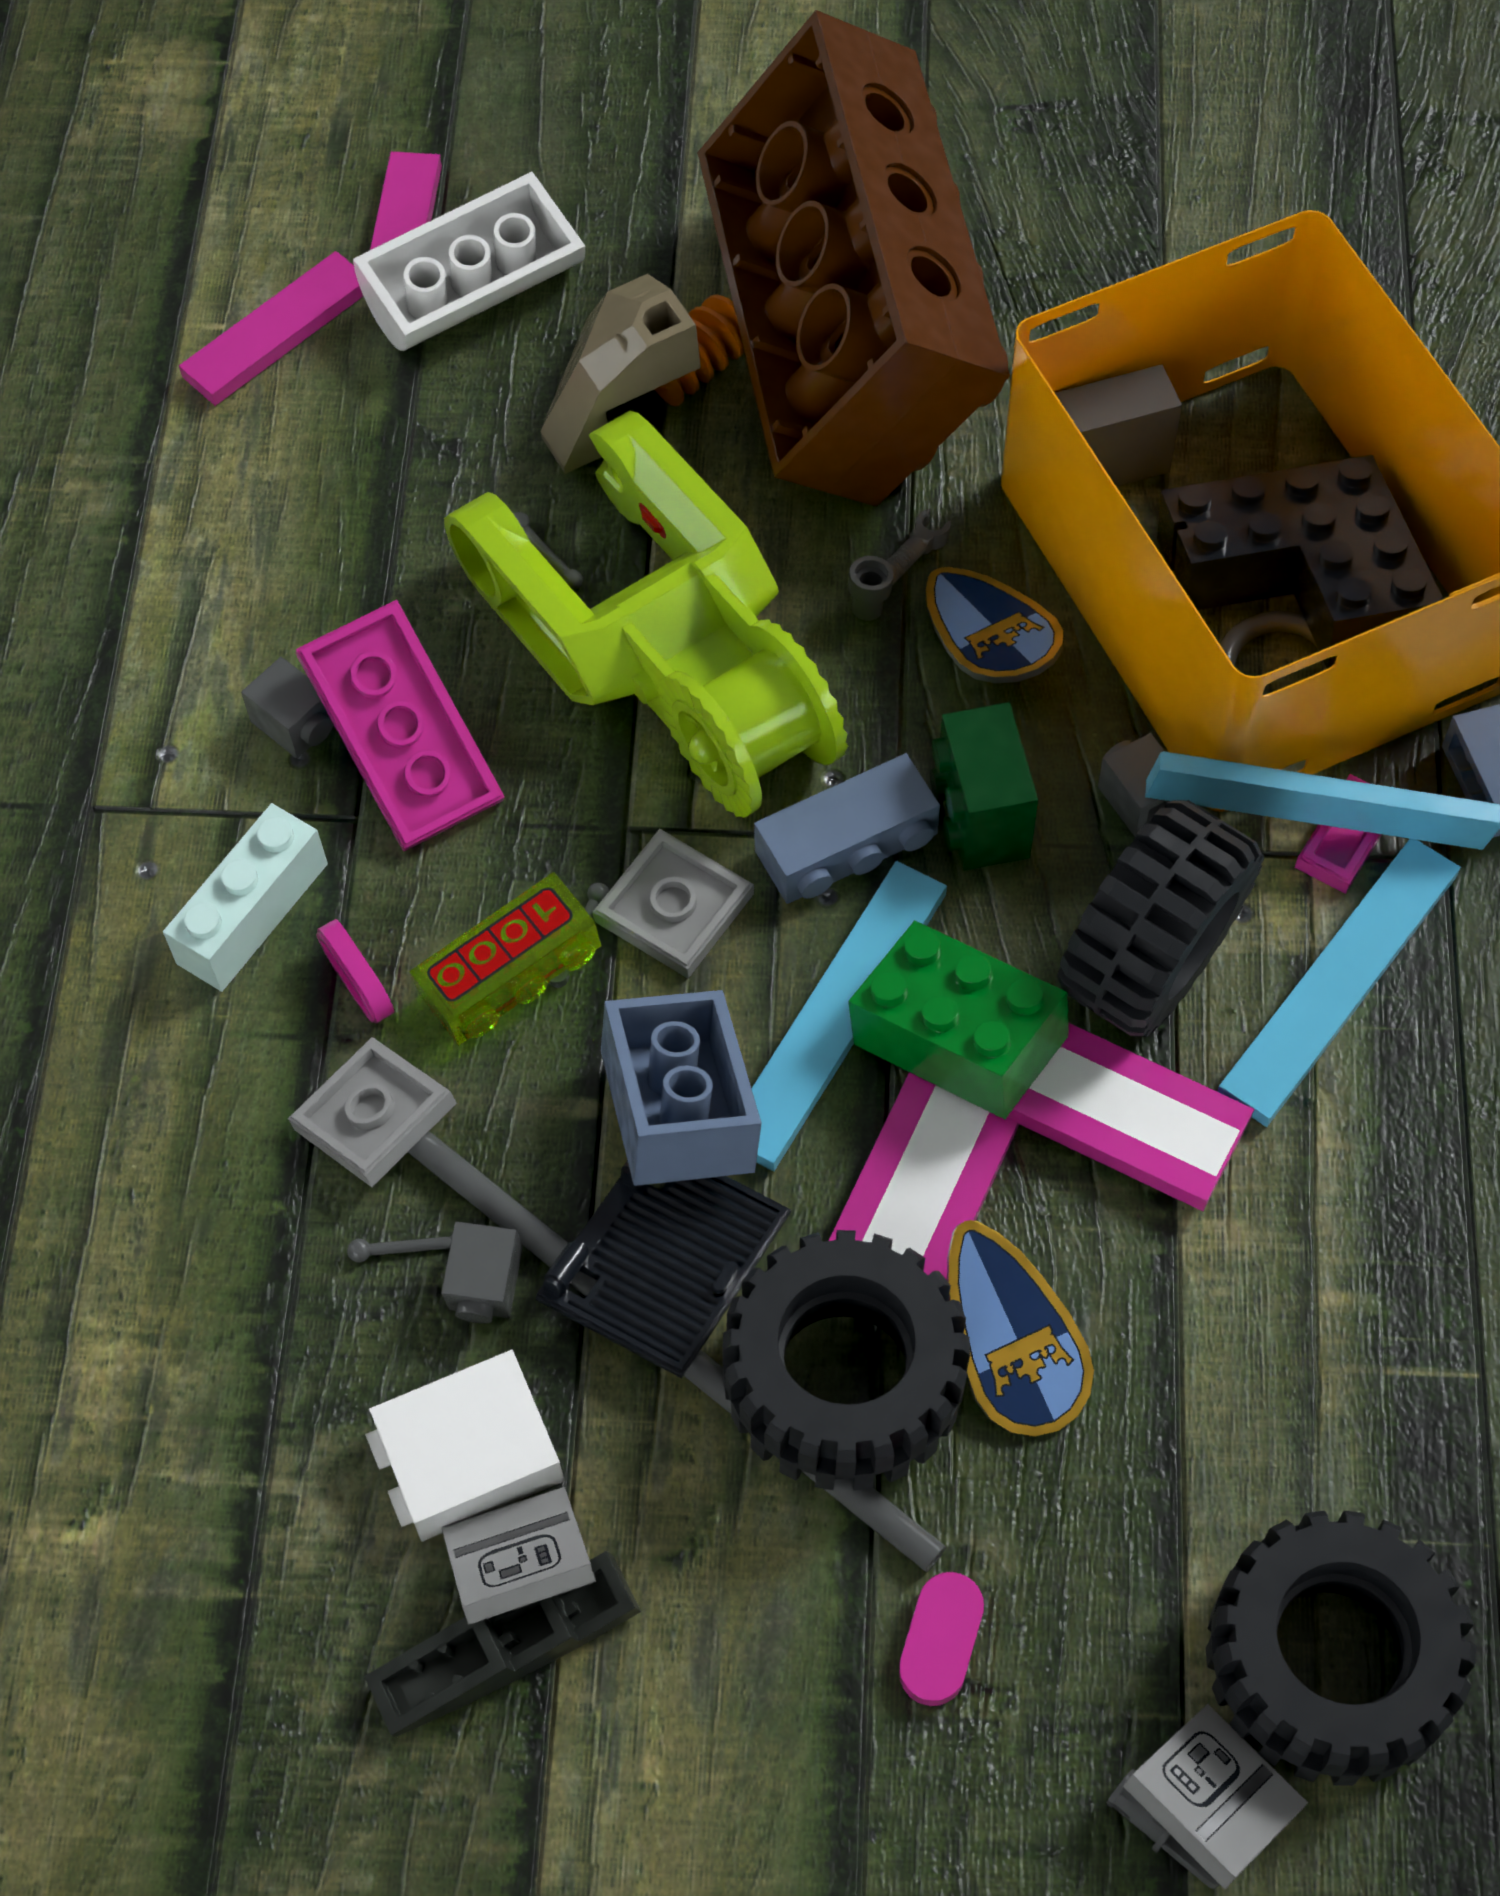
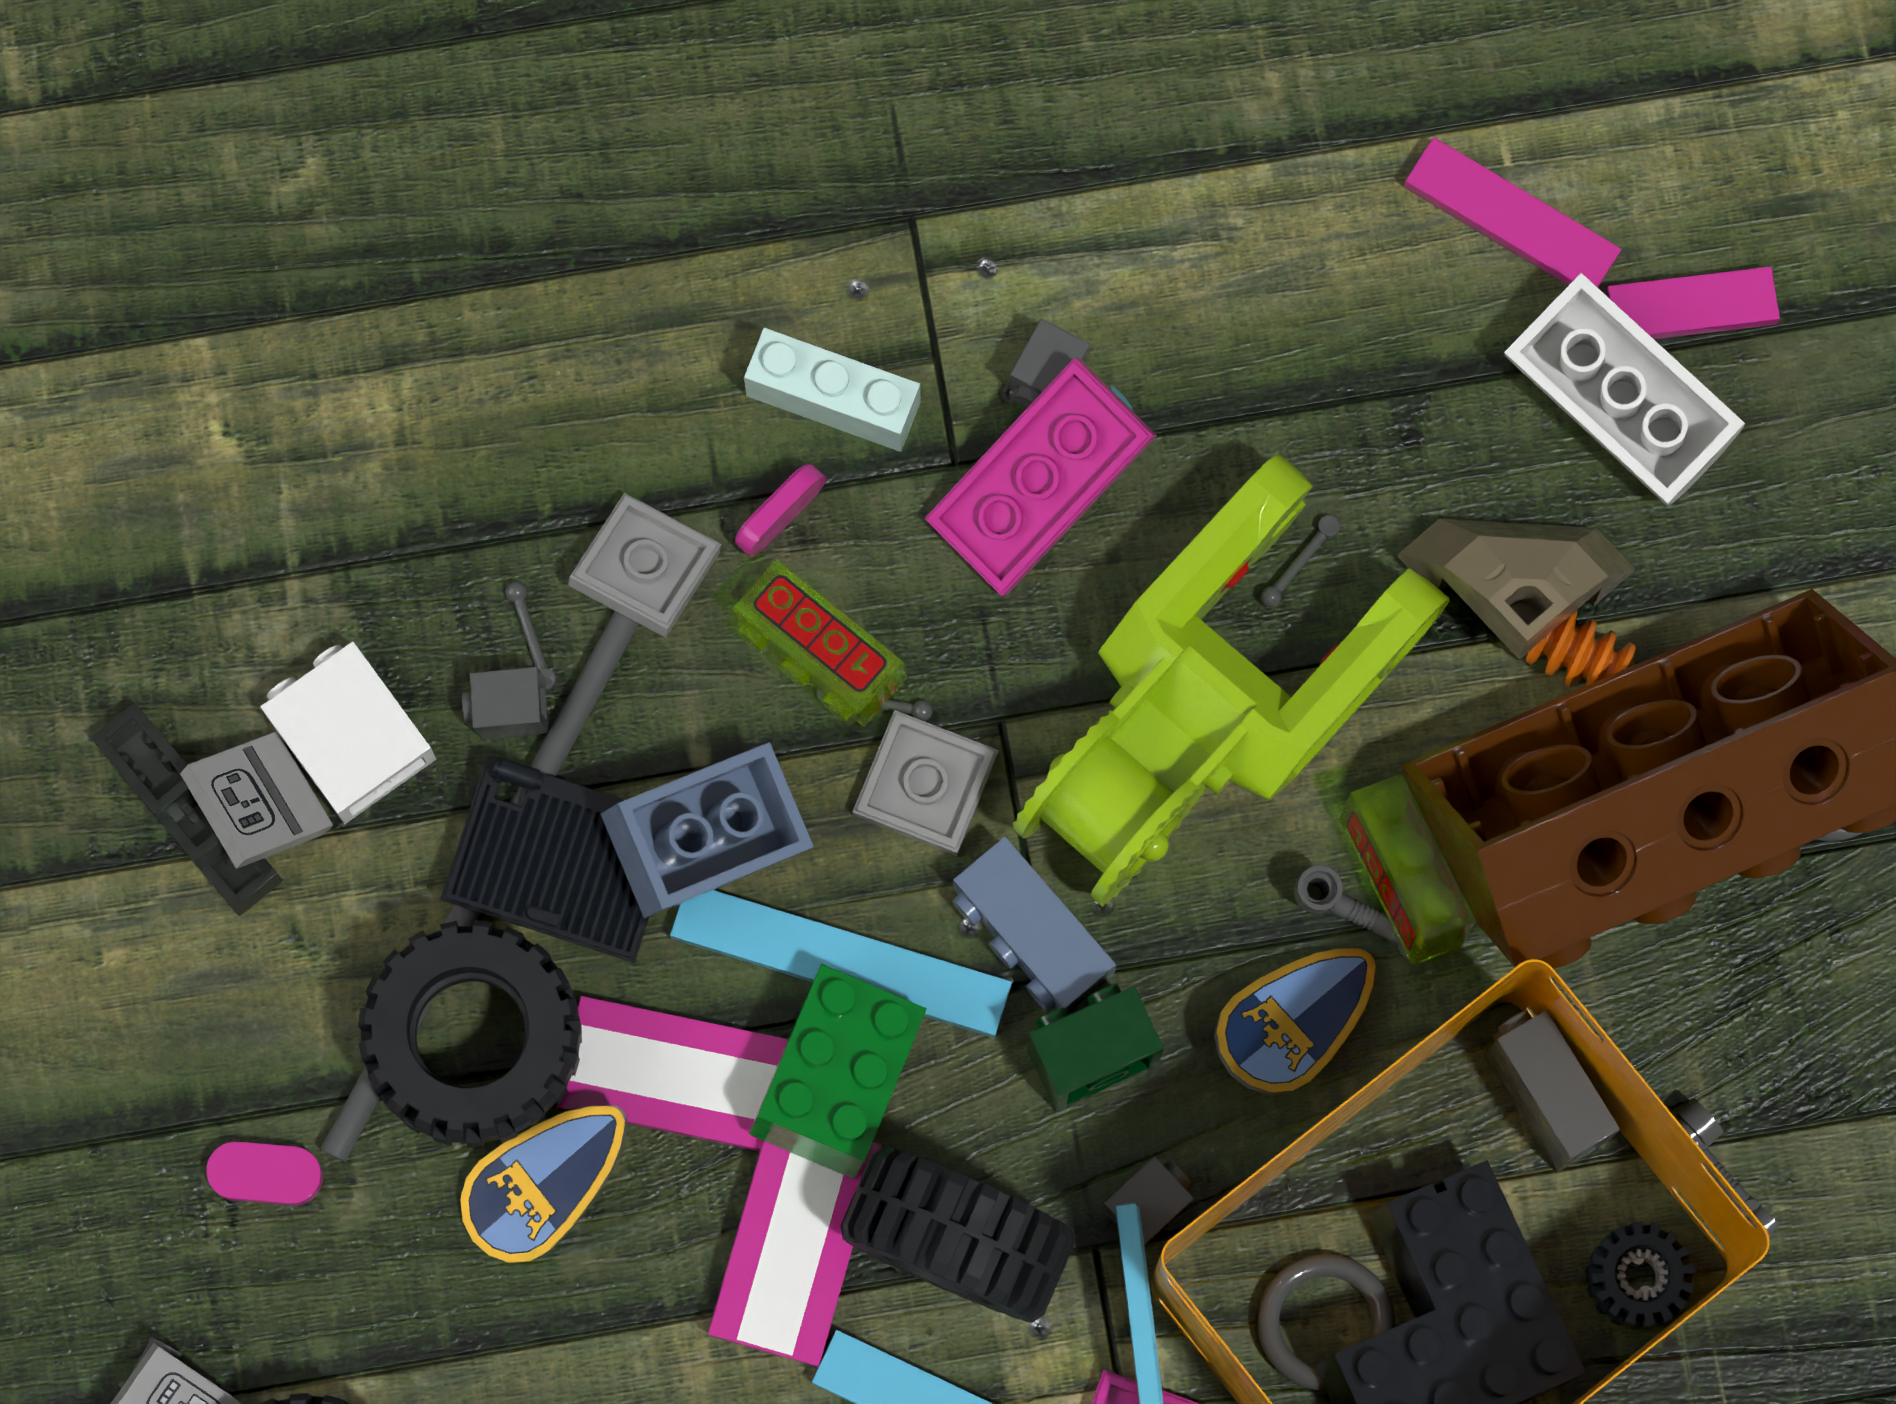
camera: 75 degrees right, 15 degrees up
(870, 505) = (1407, 869): none -> clear neon green brick
(1283, 396) = (1646, 1305): none -> black bush

